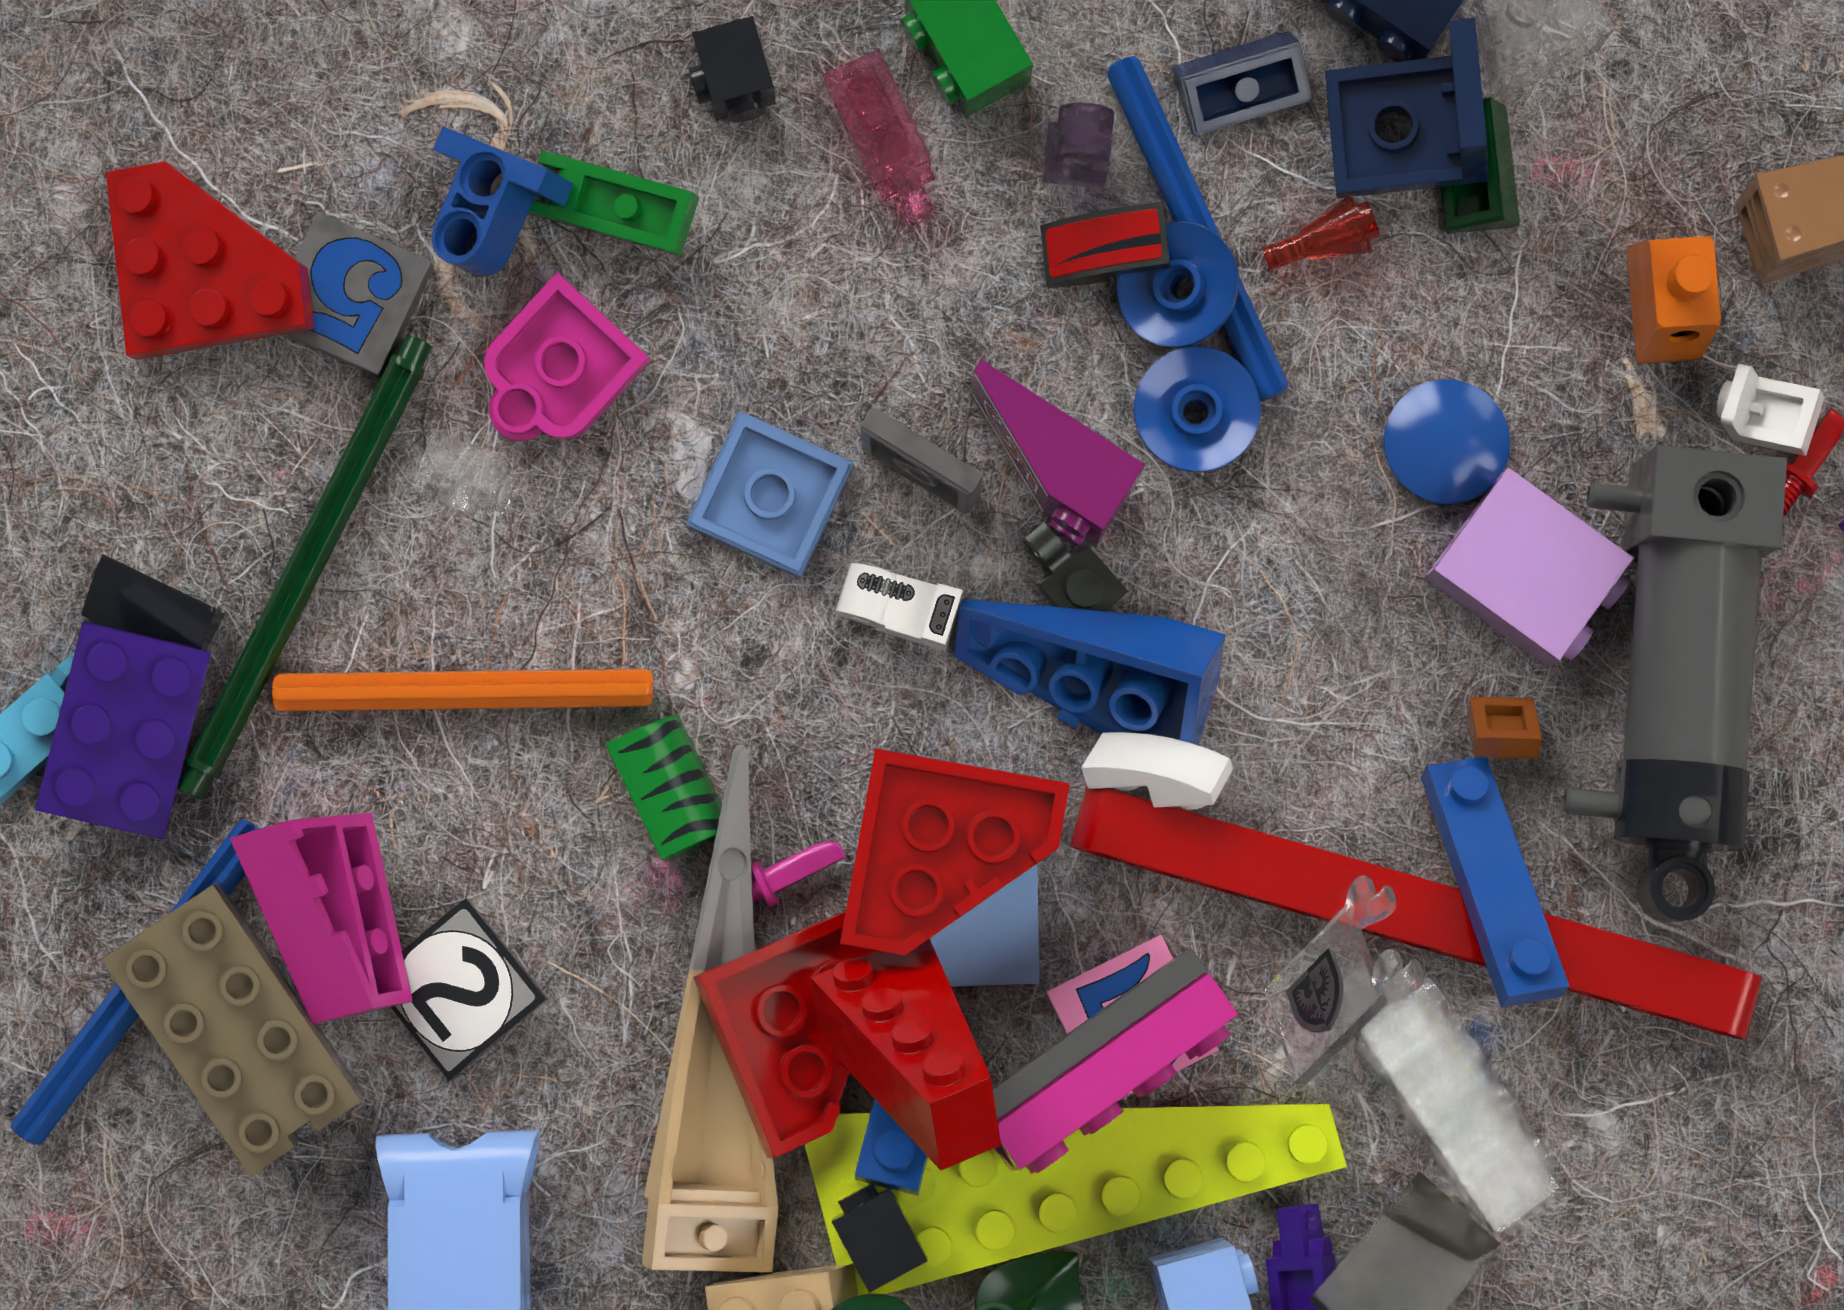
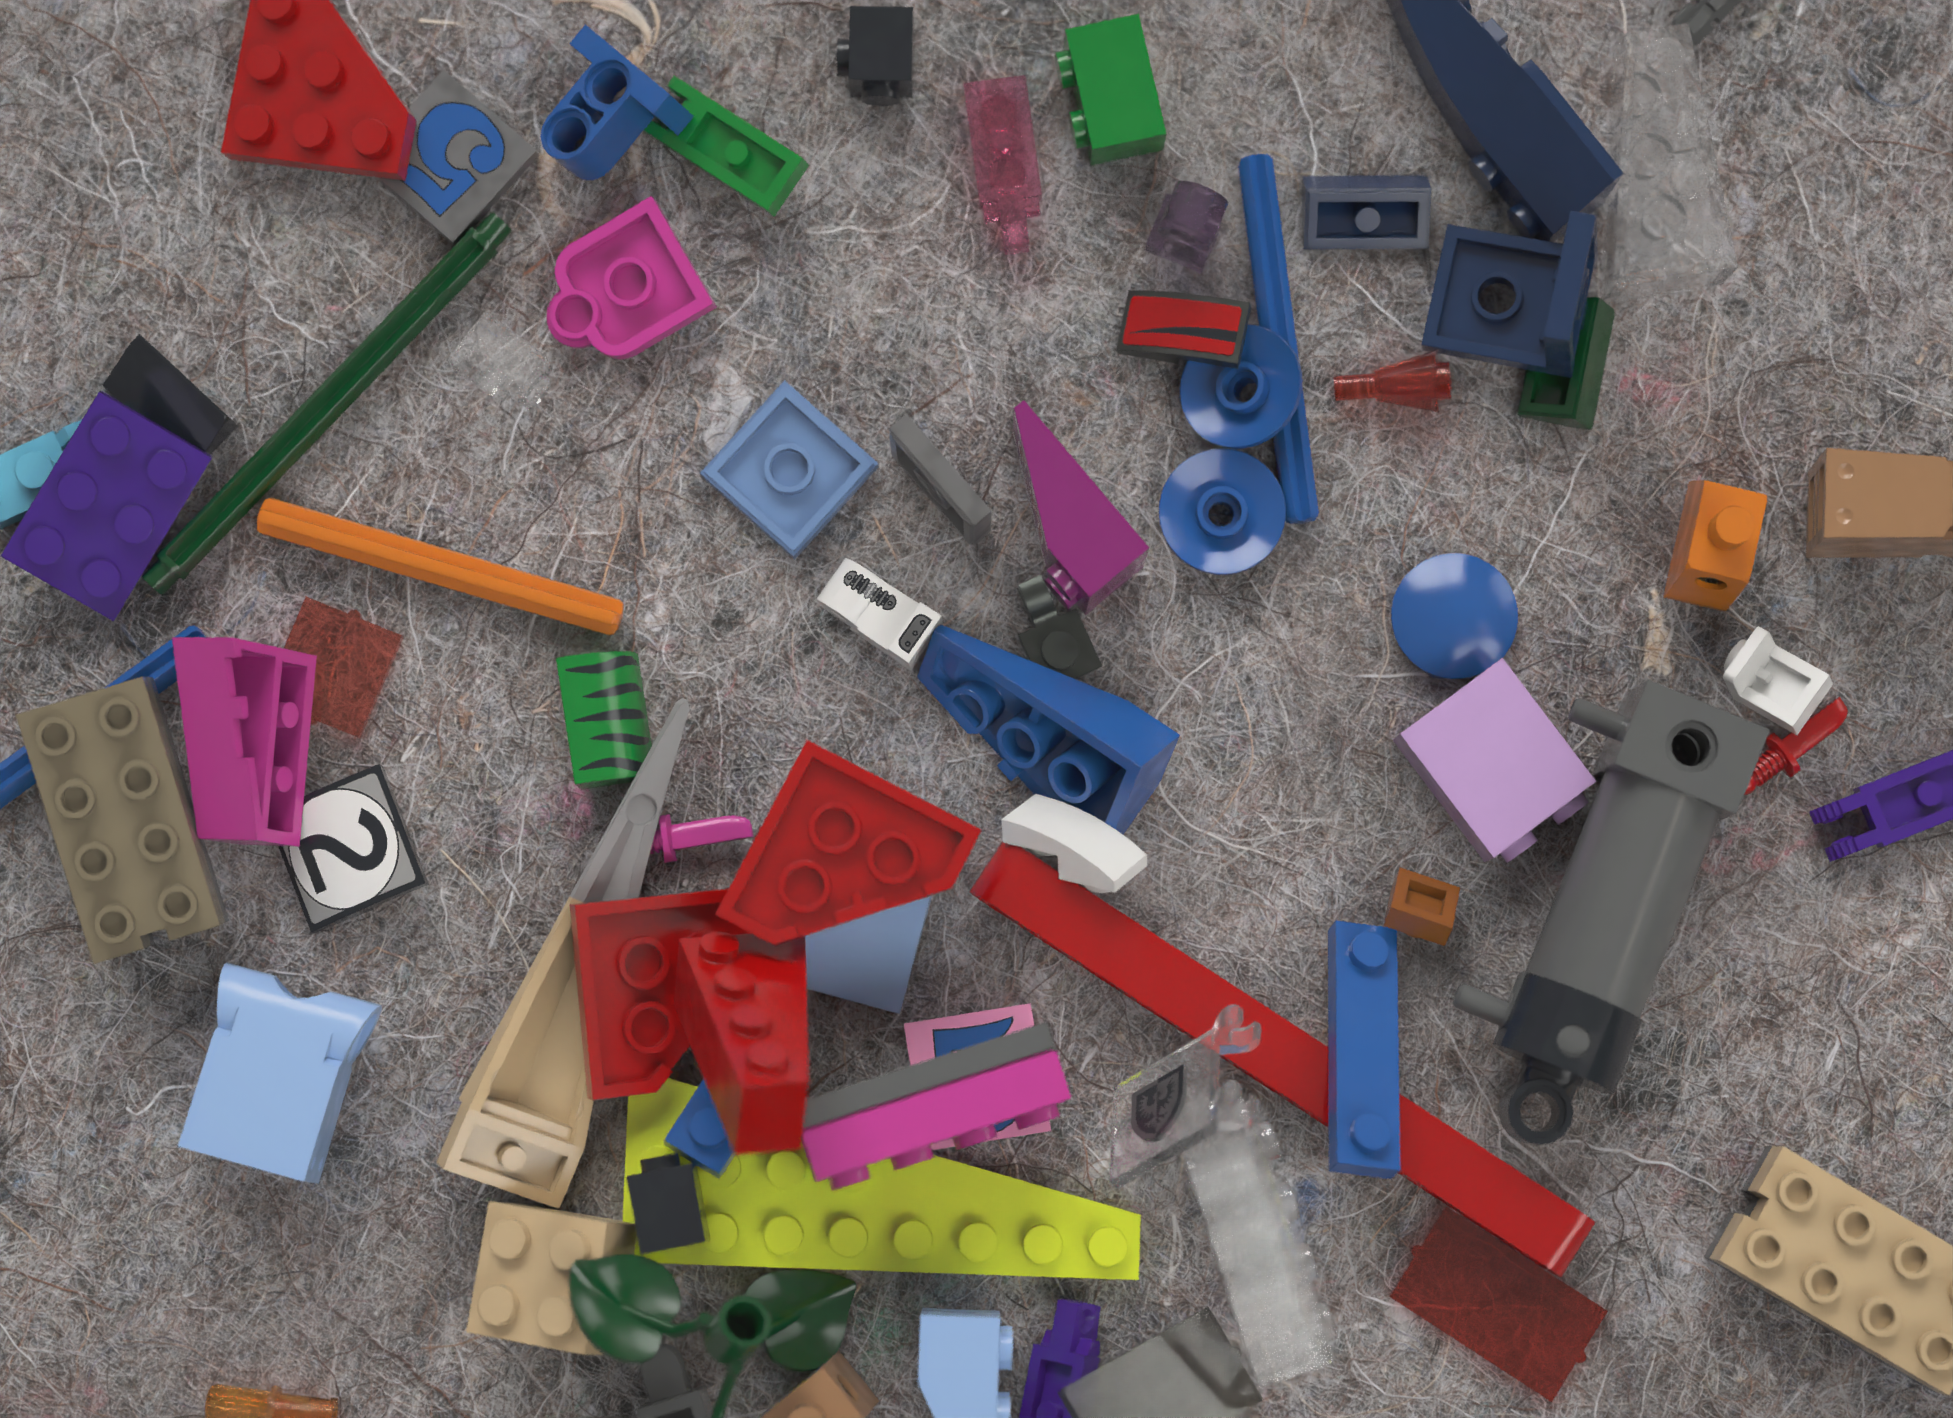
camera: 20 degrees right, 0 degrees up
(405, 809) = (349, 663): none -> clear red piece
(1692, 1082) = (1498, 1303): none -> clear red piece

